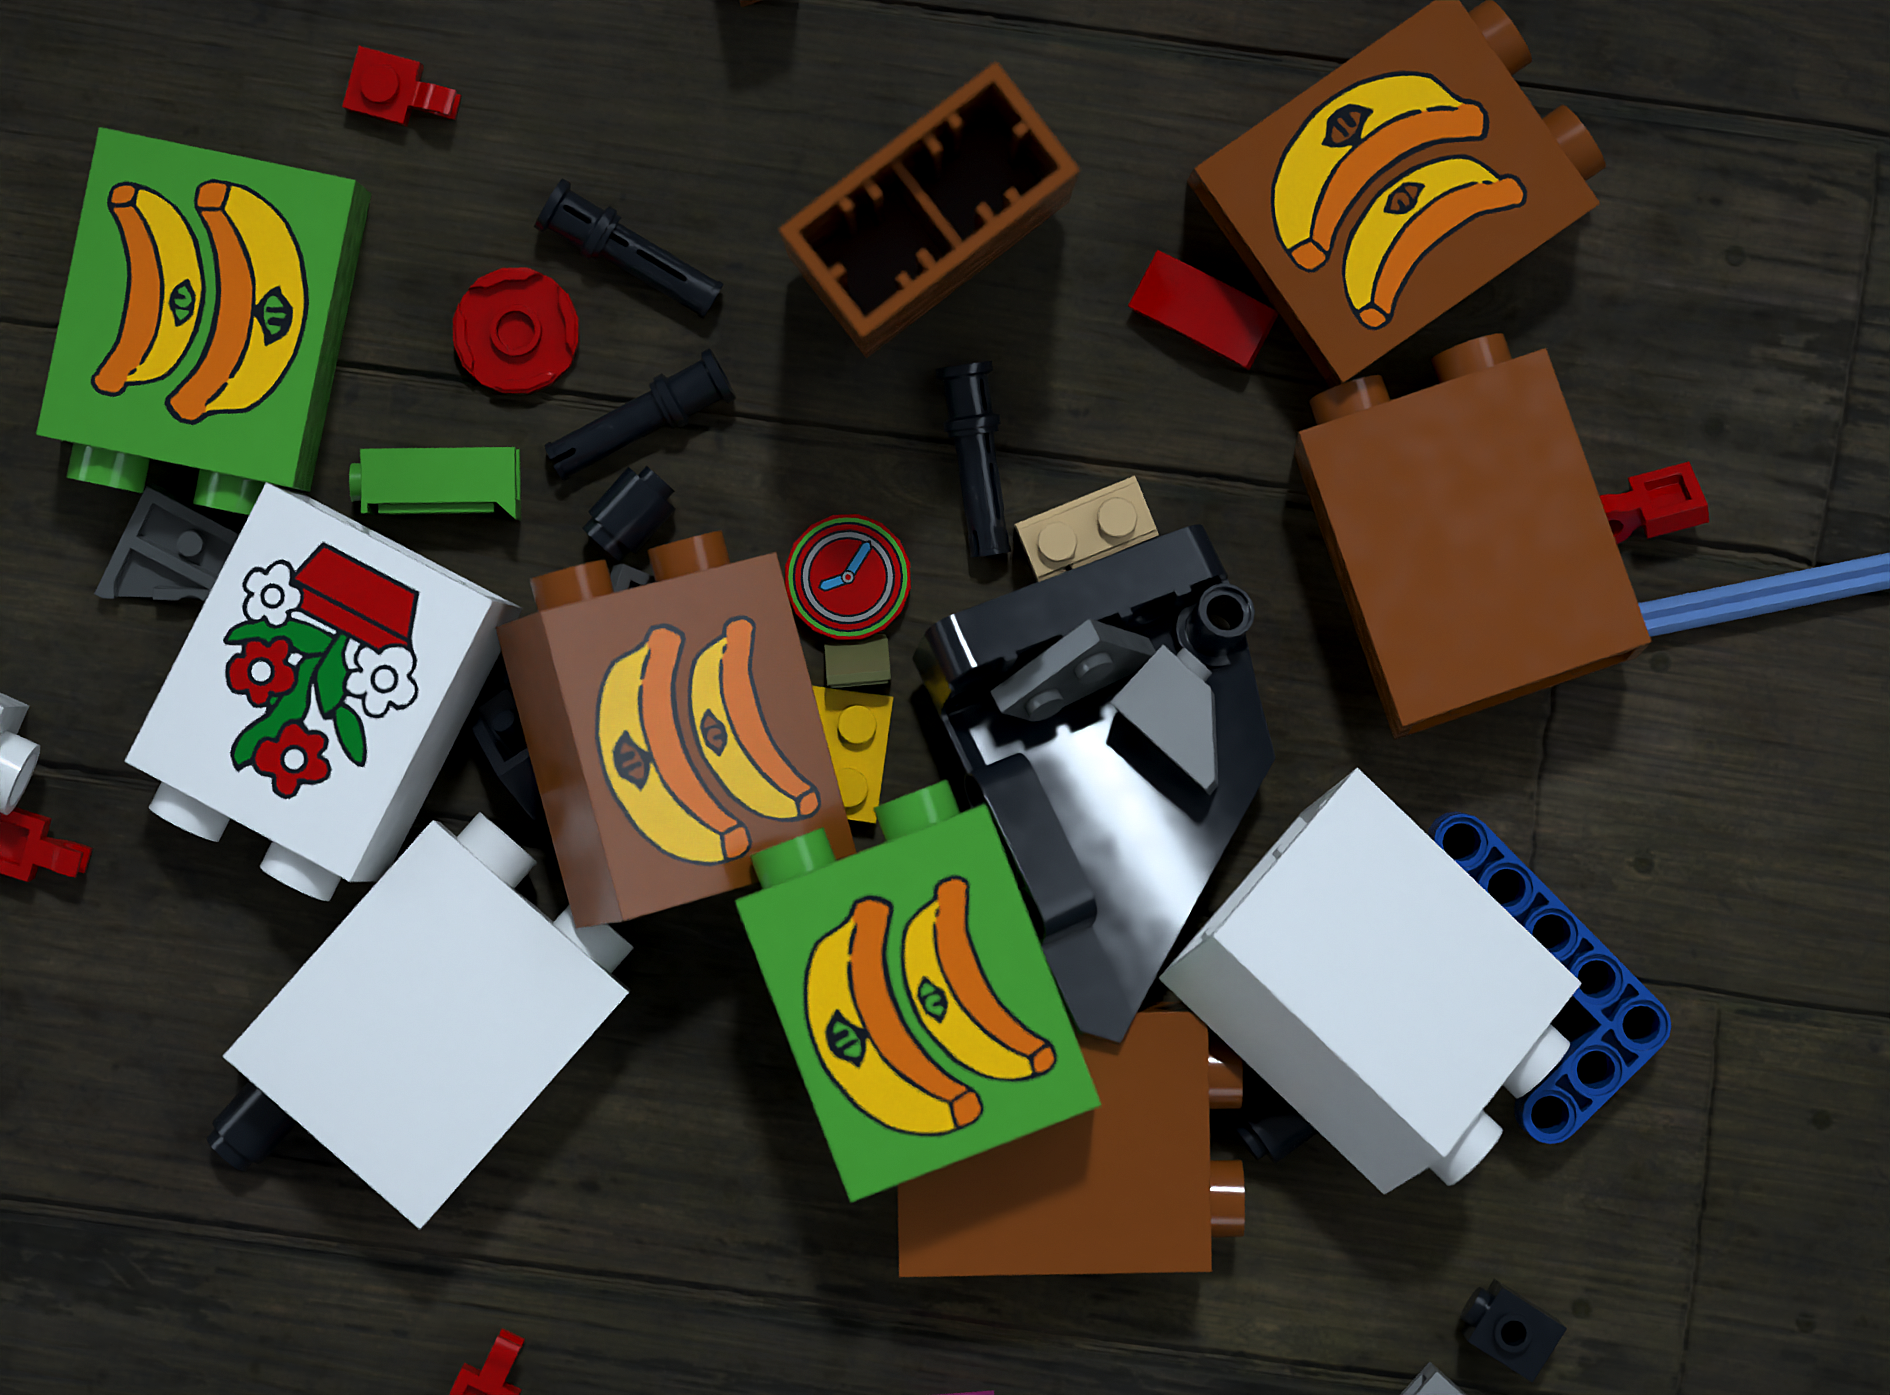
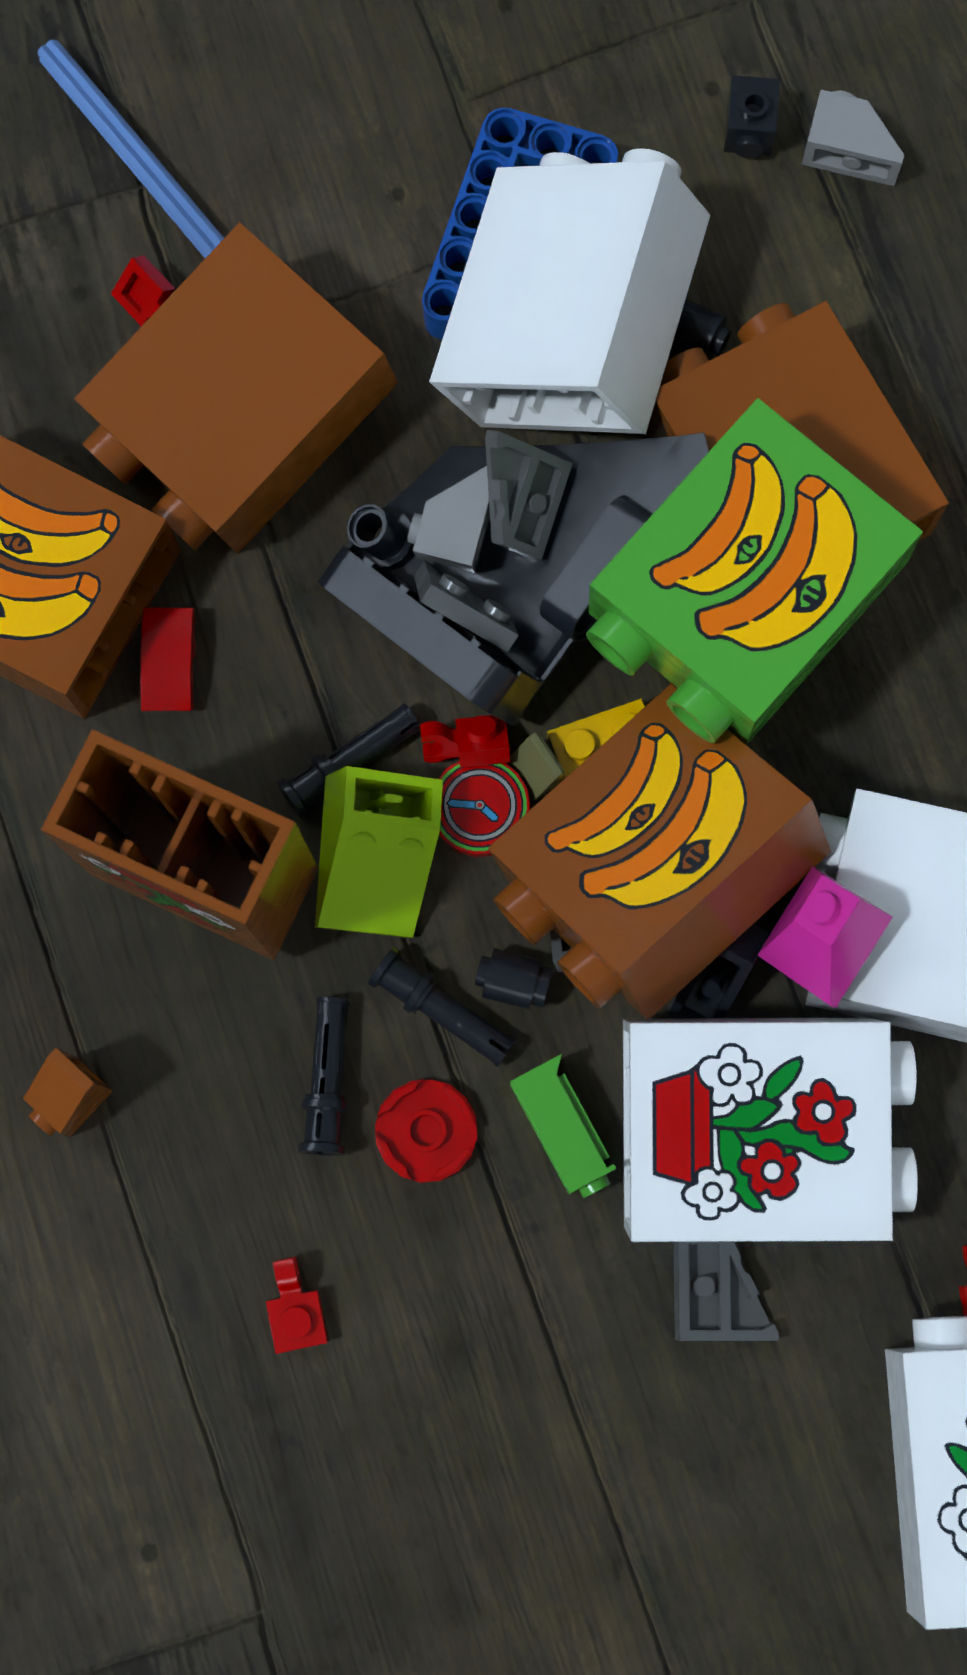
camera: 110 degrees left, 10 degrees down
(202, 318) = (537, 1363): bright green brick -> none
(483, 865) = (824, 936): none -> dark pink slope
(848, 431) = (376, 850): none -> lime slope
(926, 601) = (475, 741): none -> red plate
(1086, 529) = (361, 656): tan brick -> none
(1163, 804) = (523, 493): none -> dark grey wing

